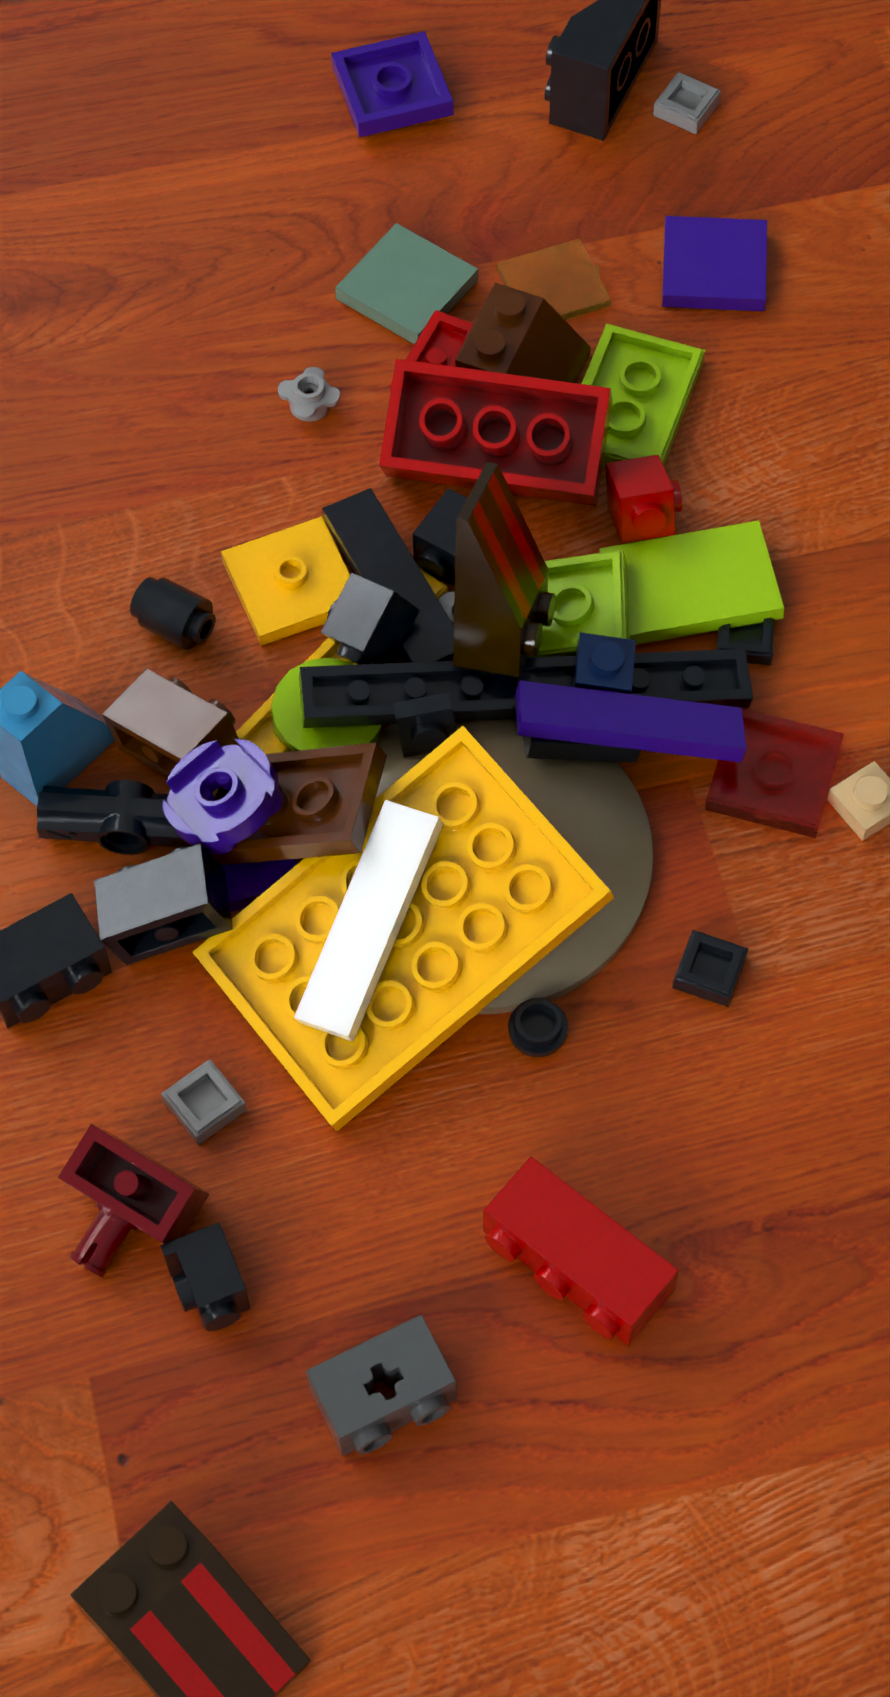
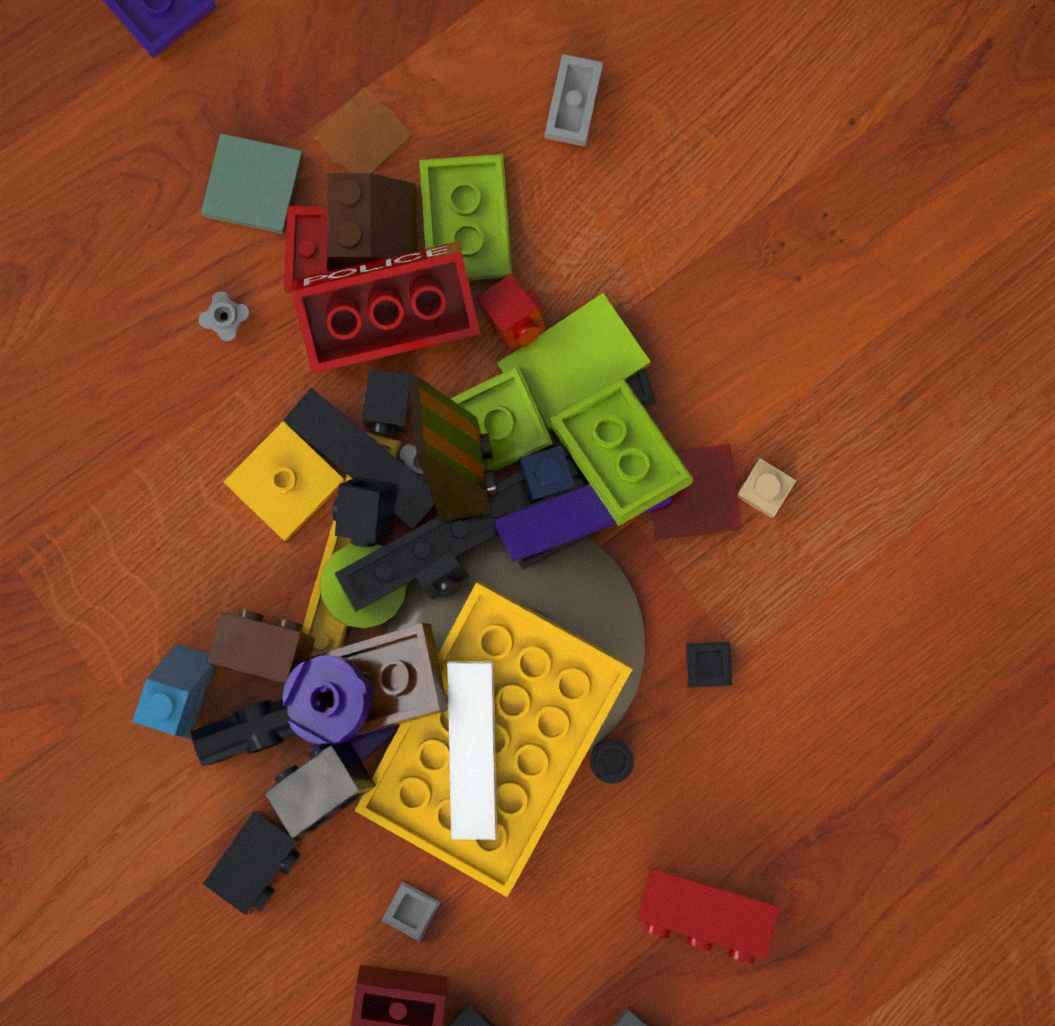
camera: 20 degrees left, 20 degrees up
(173, 612) = (213, 549): black brick -> none
(705, 676) = (621, 451): none -> lime tile
(714, 263) = (477, 67): dark purple tile -> none
(811, 327) = (573, 100): none -> light grey plate

